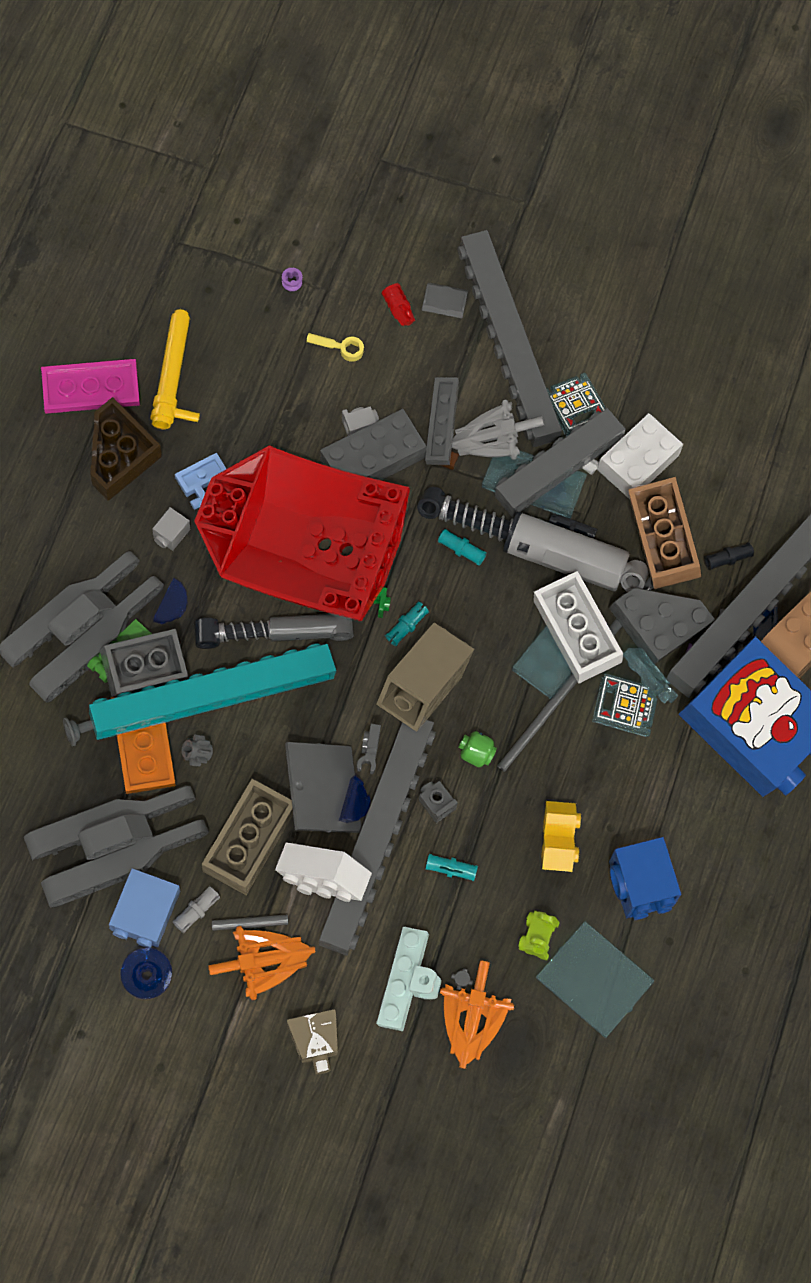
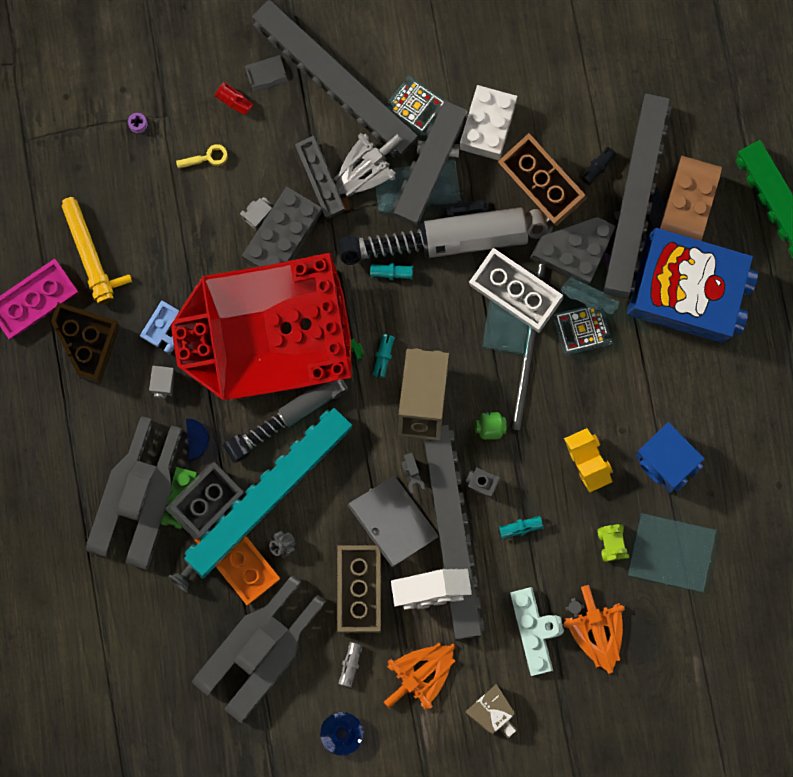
camera: 15 degrees left, 10 degrees up
(144, 909) = (312, 686): medium blue brick -> none
(250, 922) = (395, 652): dark grey bar -> none
(355, 803) = (422, 516): clear blue tile -> none

